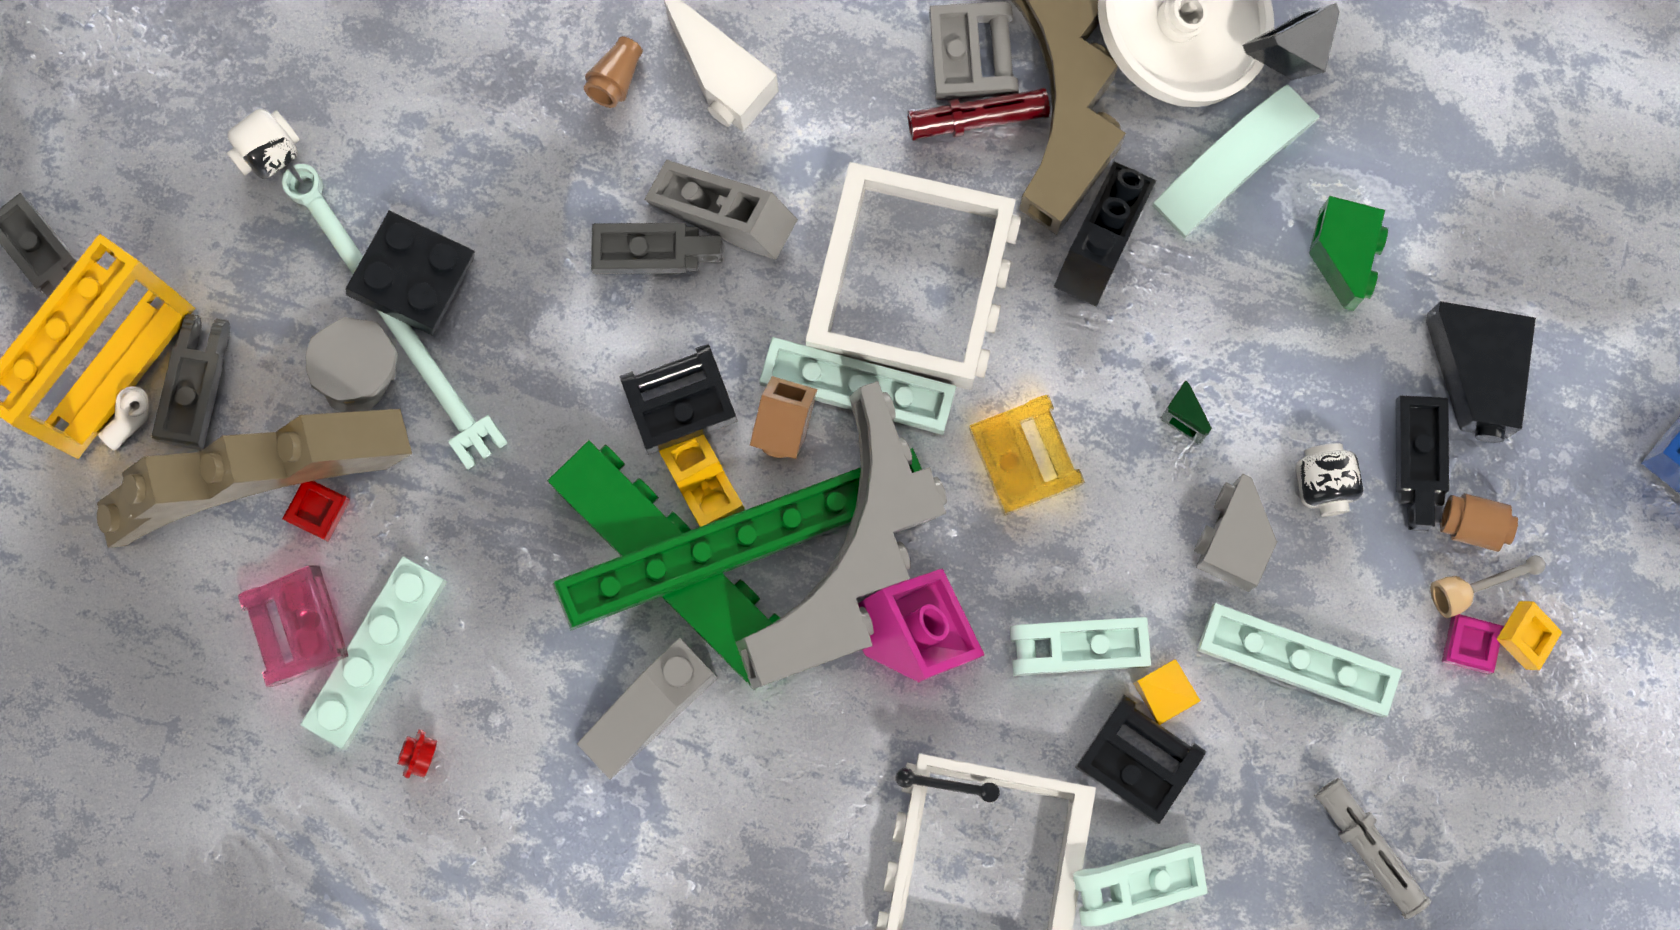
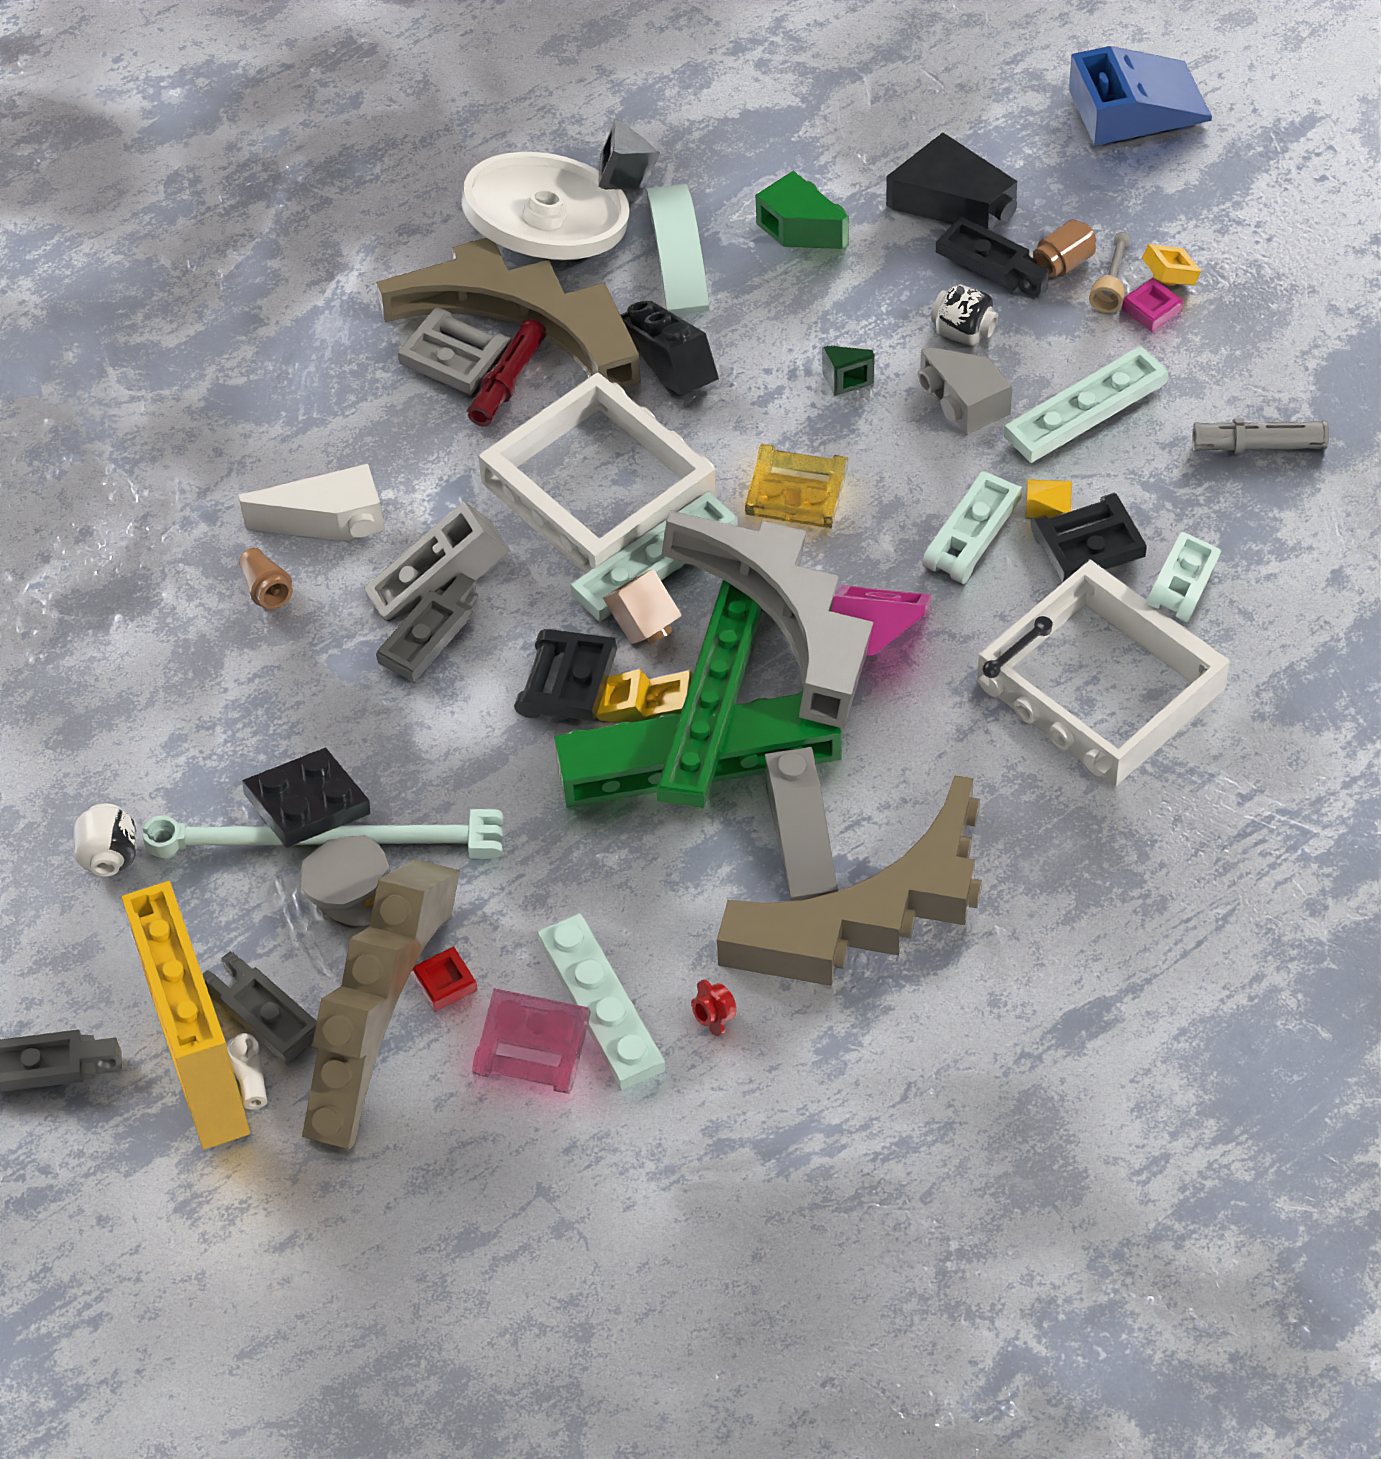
camera: 55 degrees left, 25 degrees down
(535, 791) = (814, 935): none -> dark tan arch

